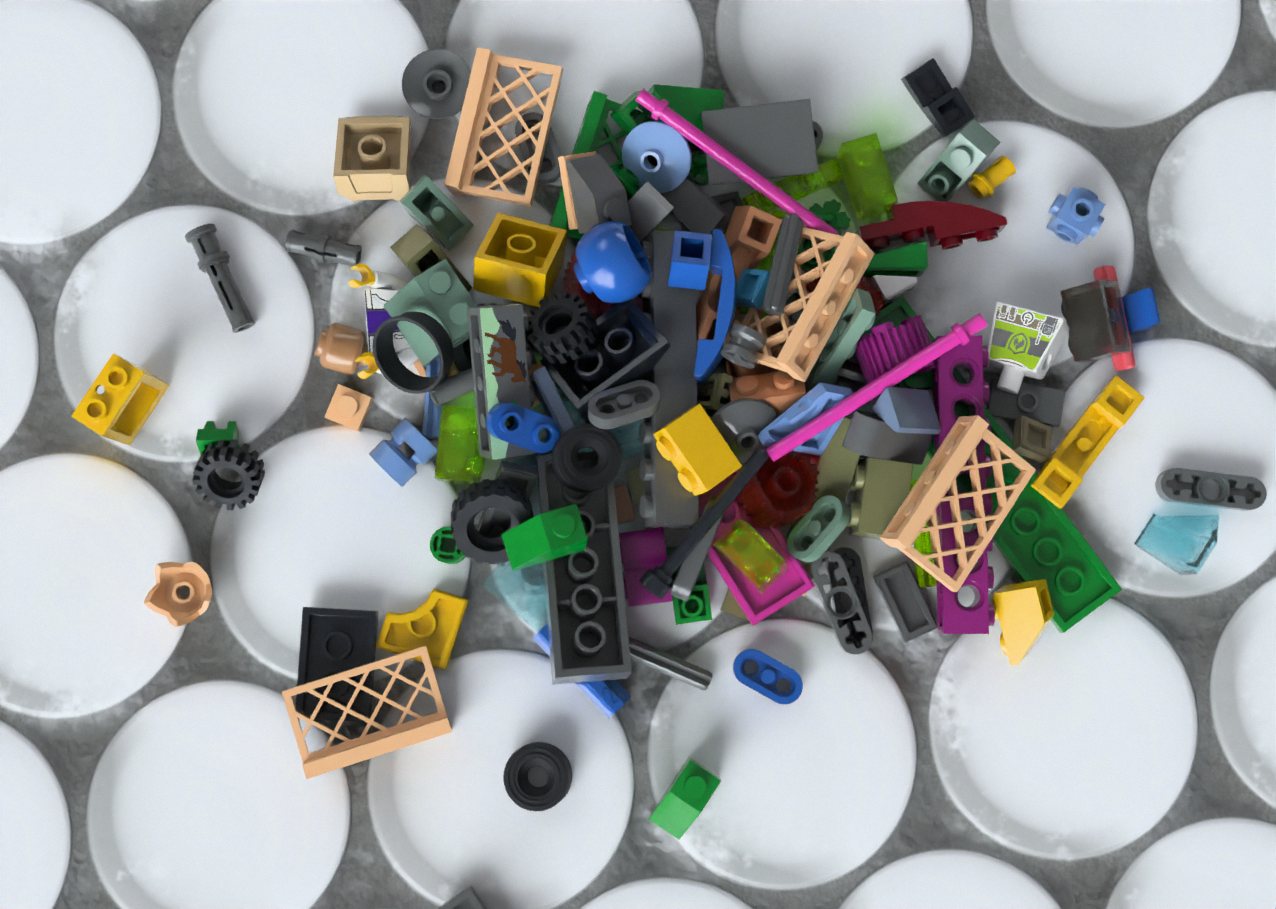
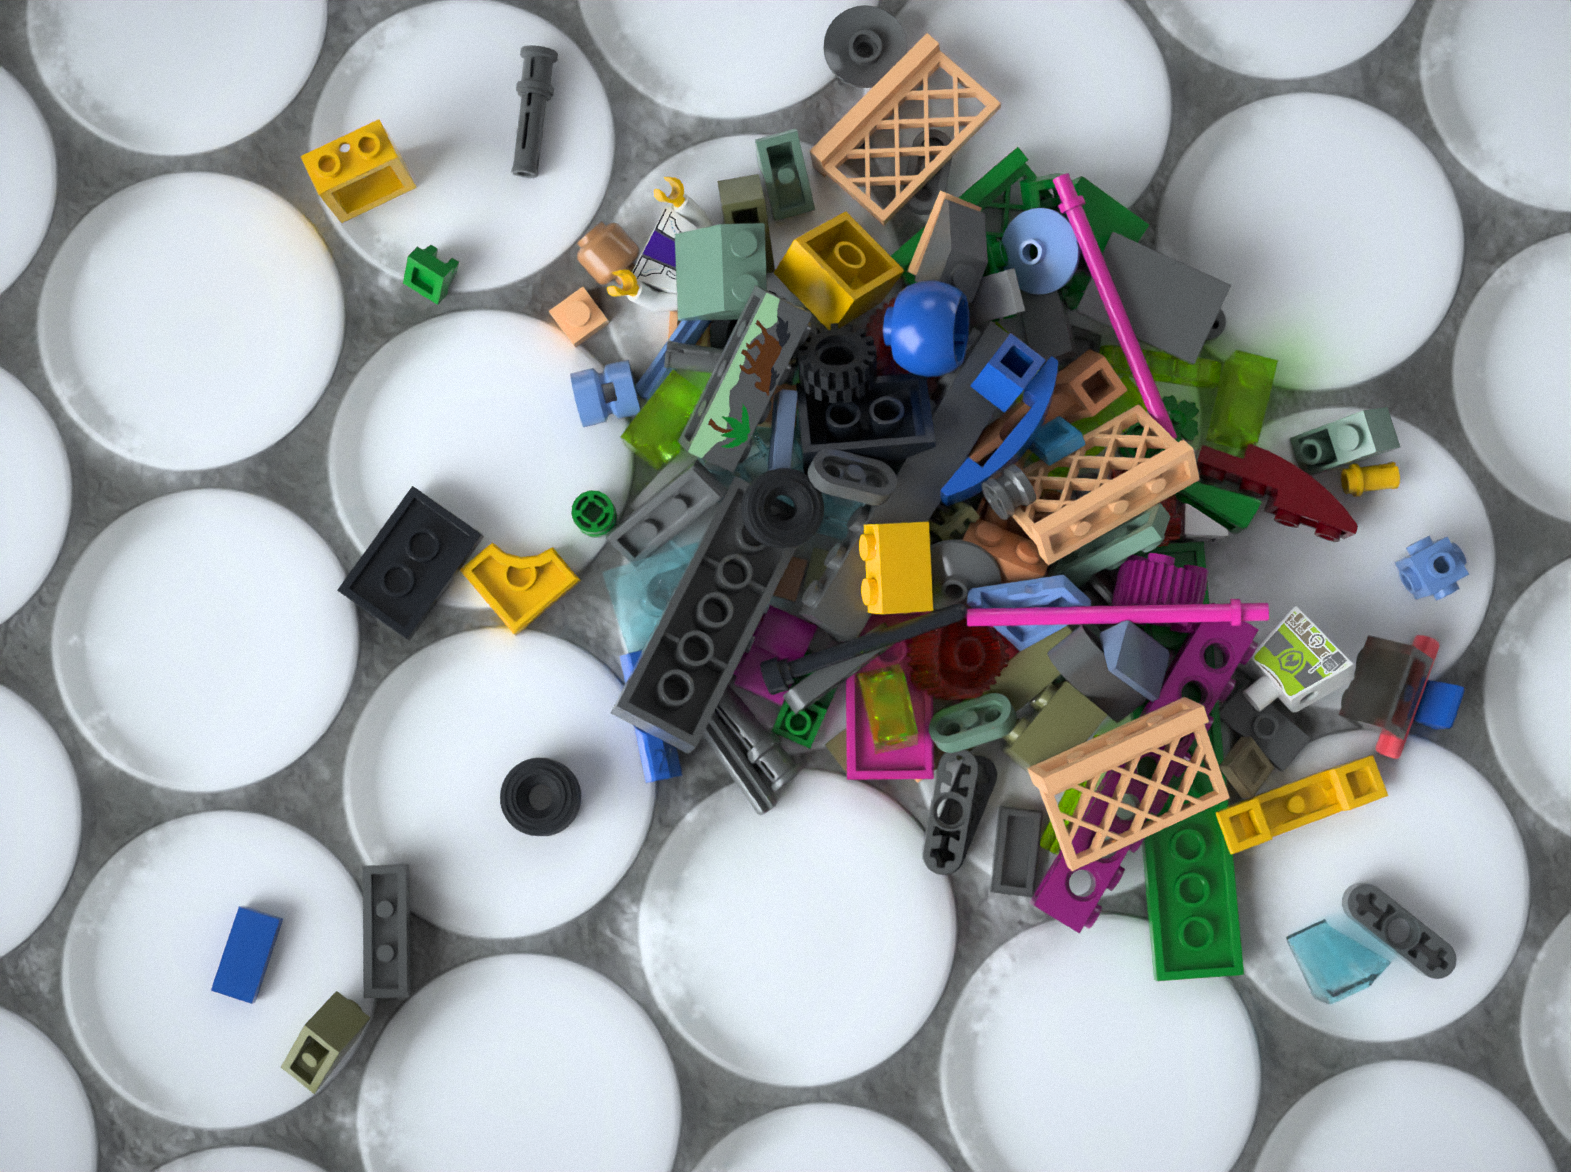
camera: 30 degrees right, 0 degrees up
(165, 595) = (284, 393): light nougat piece -> none
(225, 491) = (403, 321): black tyre -> none
(323, 248) = (650, 142): dark grey pin -> none
(373, 157) = (755, 81): tan slope -> none
(375, 743) = (402, 664): light nougat fence -> none
(393, 368) = (645, 297): black tyre -> none
(479, 497) = (636, 542): black tyre -> none
(525, 427) = (739, 440): blue plate -> none
(545, 537) = (692, 561): green slope -> none
(677, 639) = (762, 746): none -> dark grey pin
(685, 798) = (673, 909): green slope -> none
(767, 676) = (830, 839): blue plate -> none
(782, 265) = (1099, 435): dark grey axle -> none
(937, 99) = (1363, 364): black slope -> none
(1023, 615) = (1126, 938): yellow slope -> none

